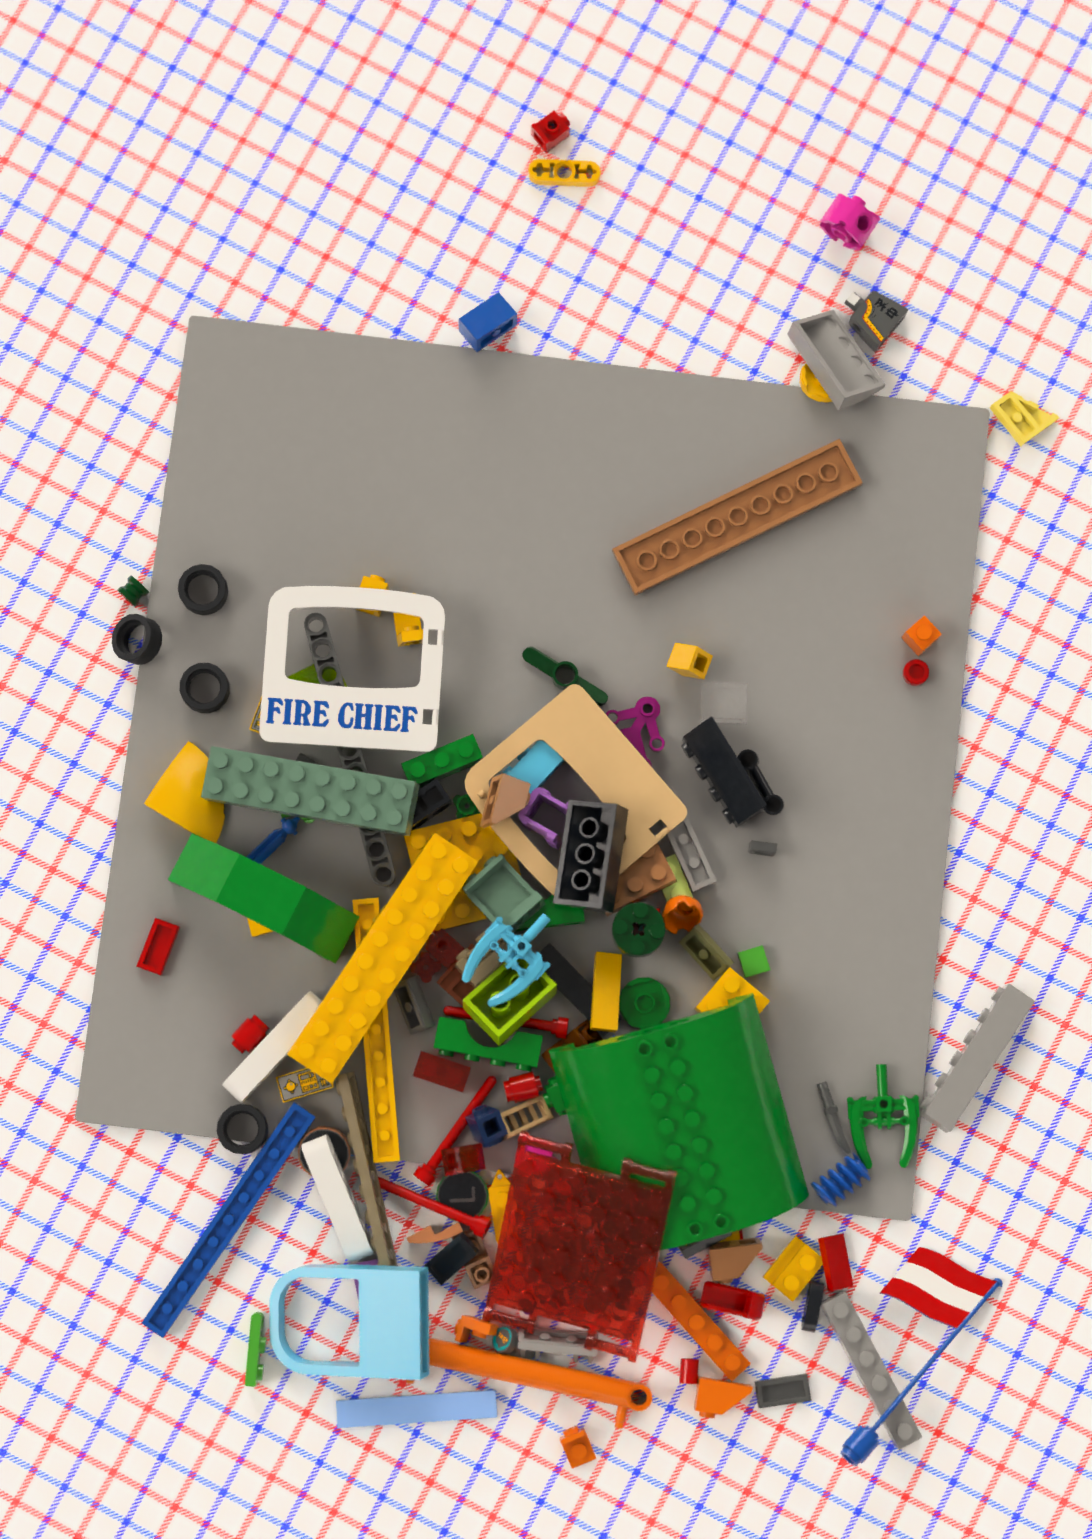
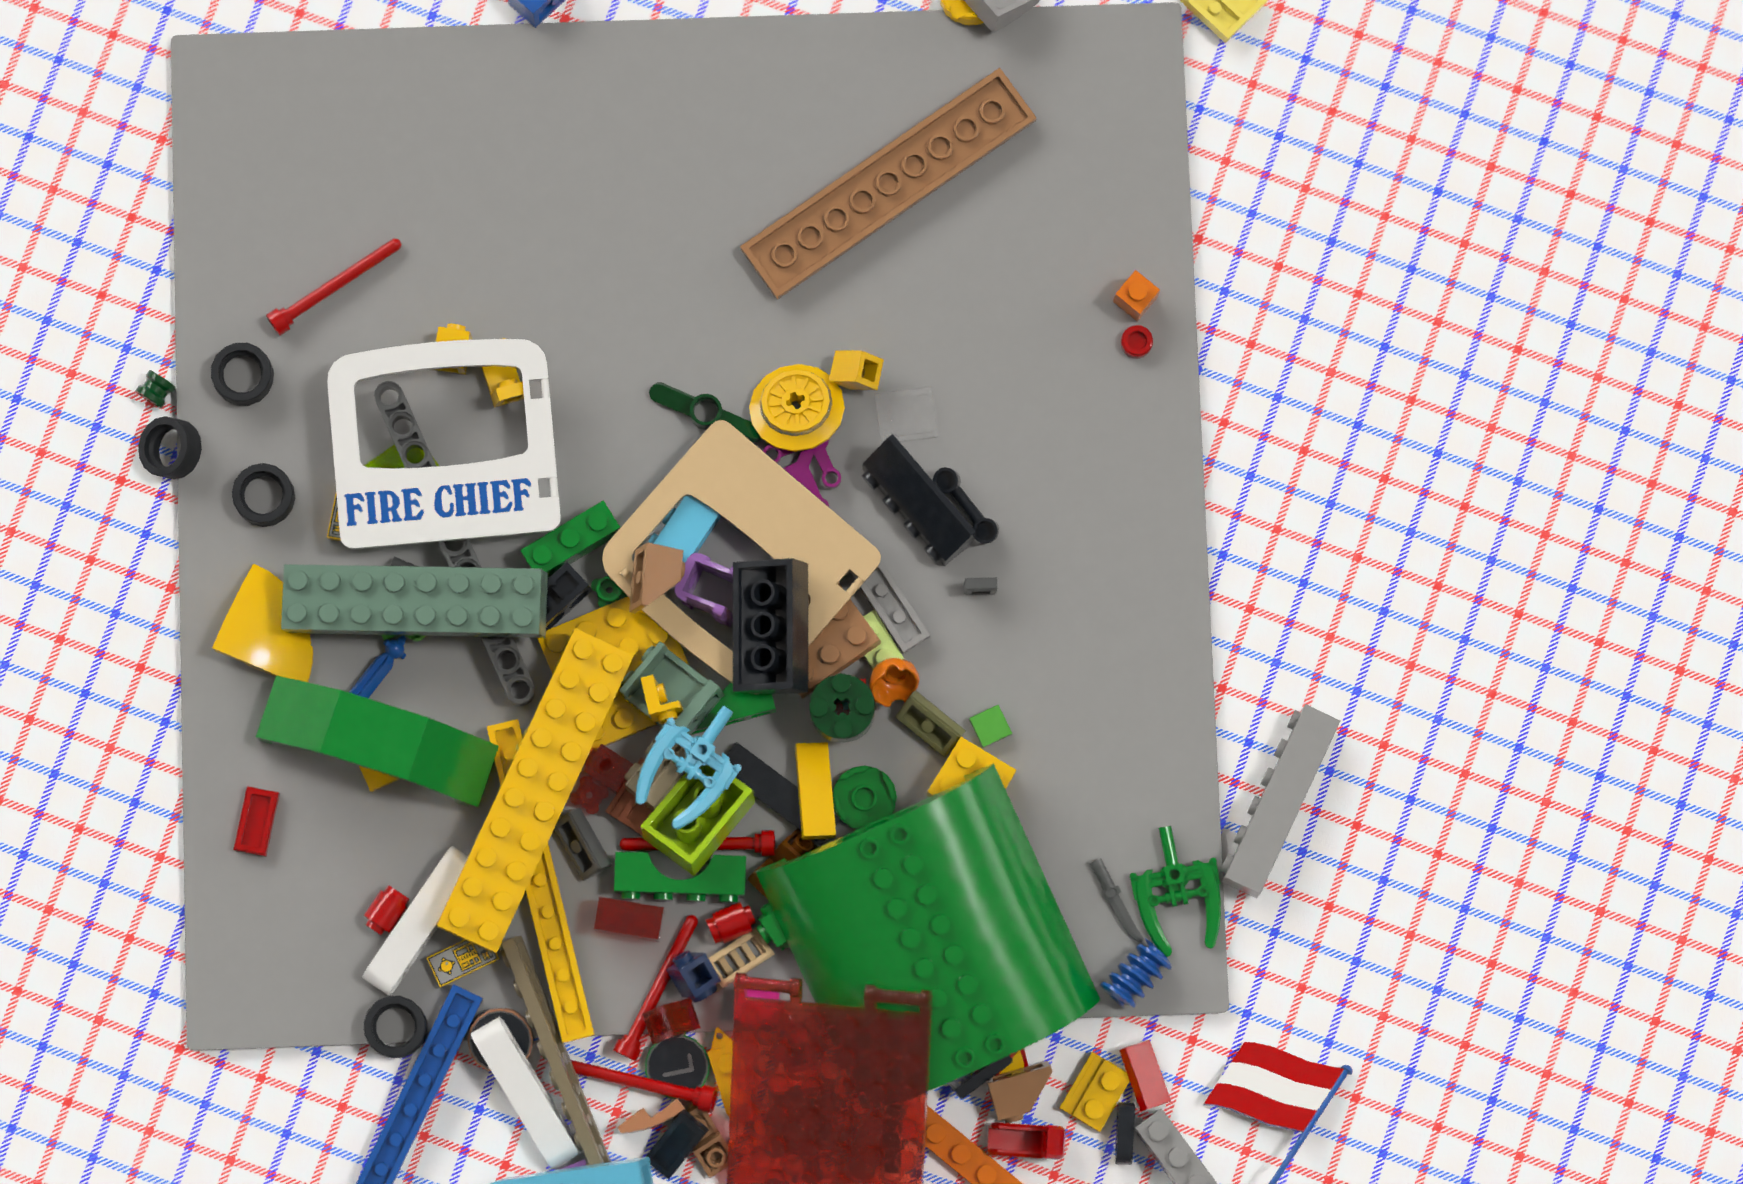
camera: 10 degrees left, 0 degrees up
(243, 550) = (283, 318): none -> red piece
(490, 897) = (655, 697): none -> yellow bracket
(635, 700) = (794, 428): none -> yellow piece

